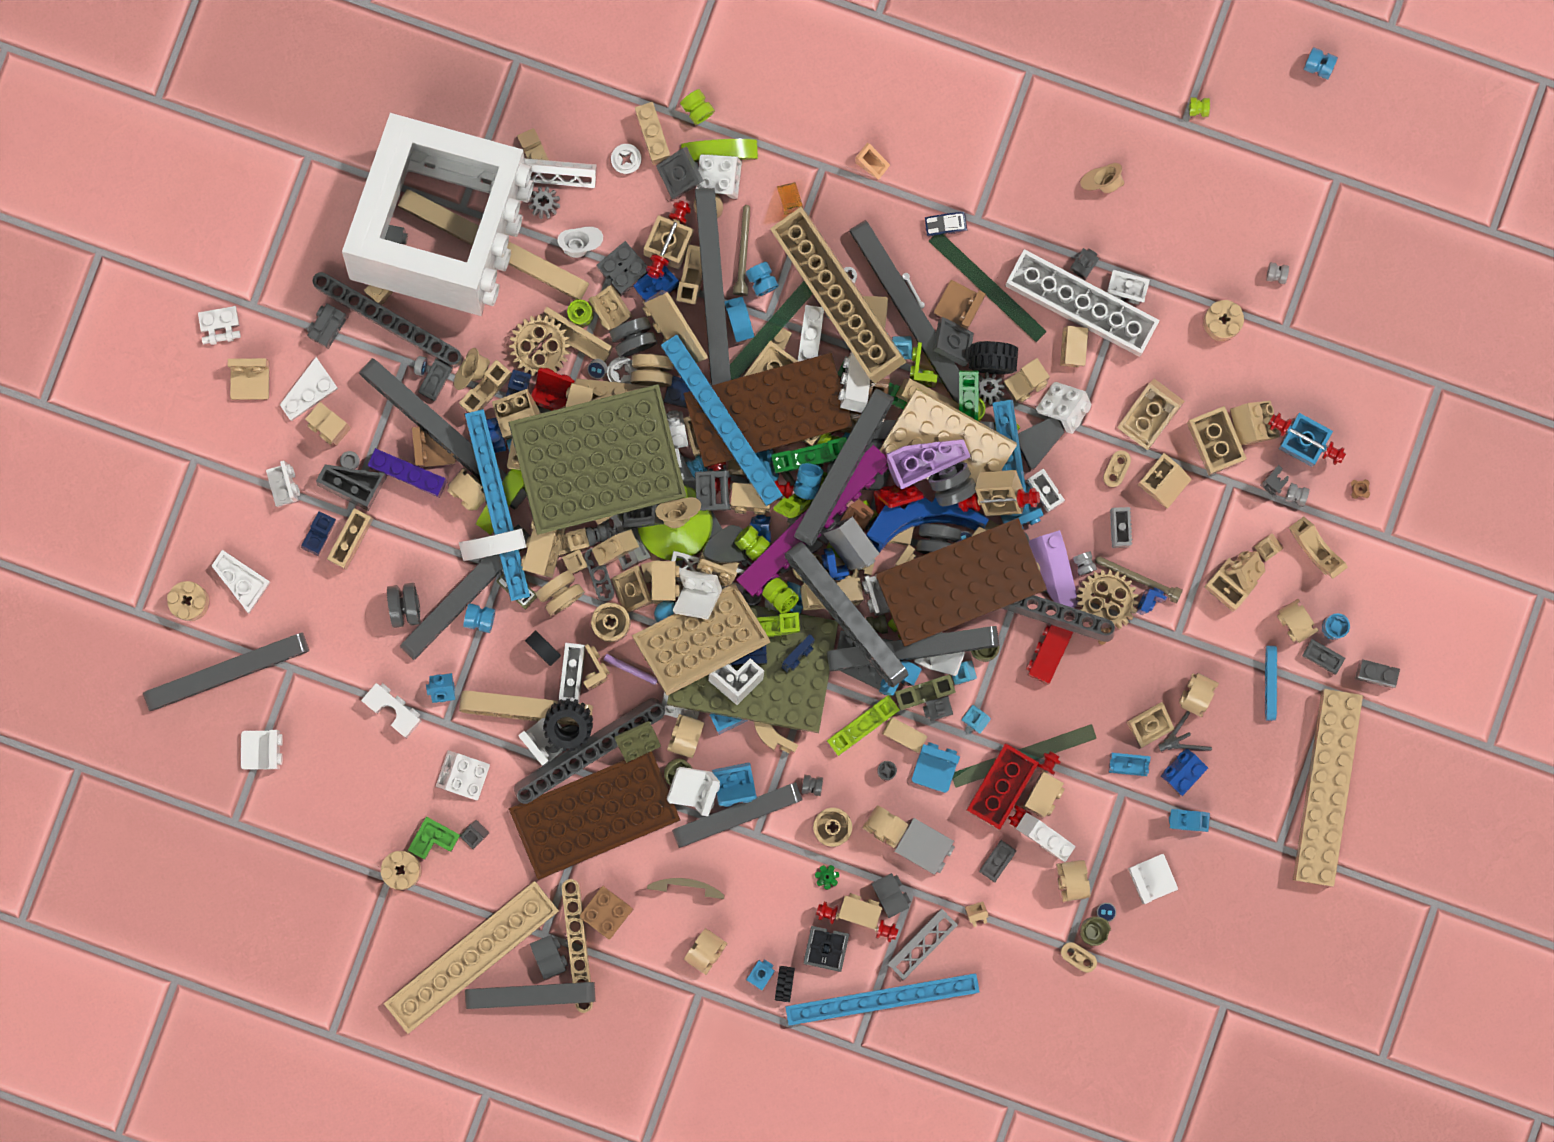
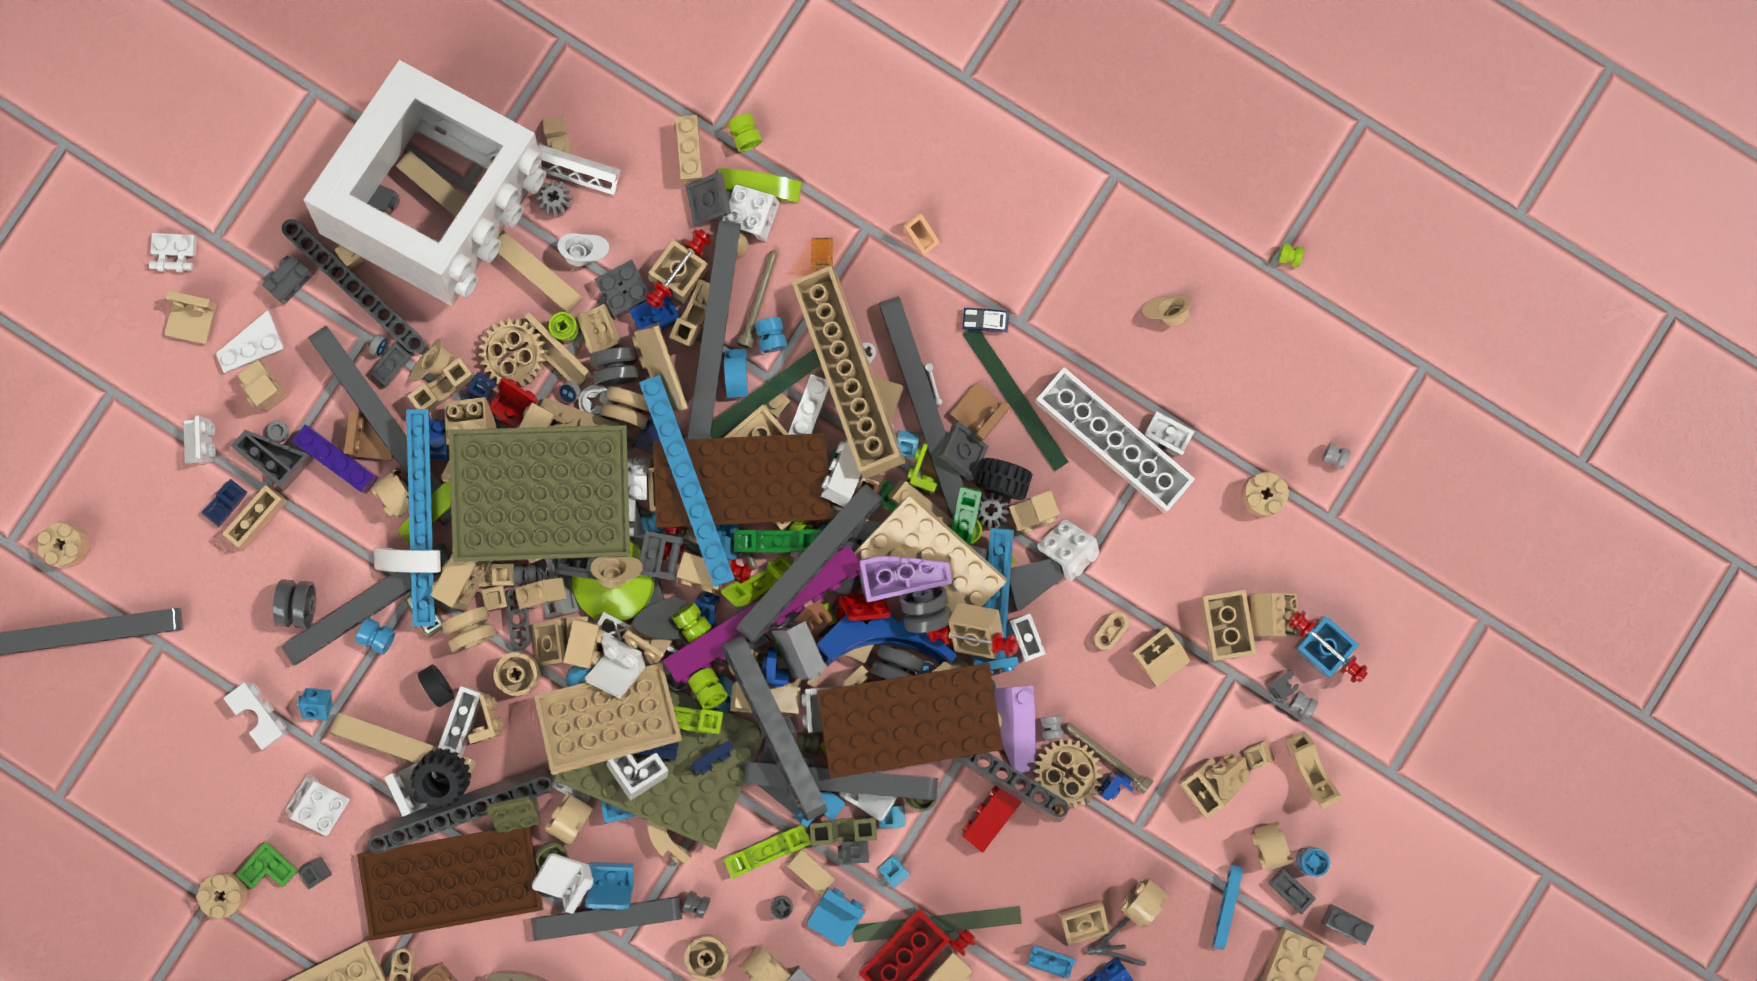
camera: 10 degrees right, 0 degrees up
(241, 580) = (129, 536): white wing -> none
(261, 749) = (104, 726): white bracket -> none
(626, 149) = (655, 161): white gear -> none
(630, 669) = (523, 726): lavender bar -> none
(808, 481) = (768, 568): dark azure wheel -> none
(1074, 346) = (1094, 485): tan hinge -> none
(1084, 263) = (1127, 397): dark grey brick -> none
(1121, 527) = (1100, 697): light grey brick -> none
(1150, 414) = (1162, 579): tan slope -> none
(1327, 63) = (1426, 236): dark azure wheel -> none
(1365, 489) = (1378, 718): medium nougat plate -> none

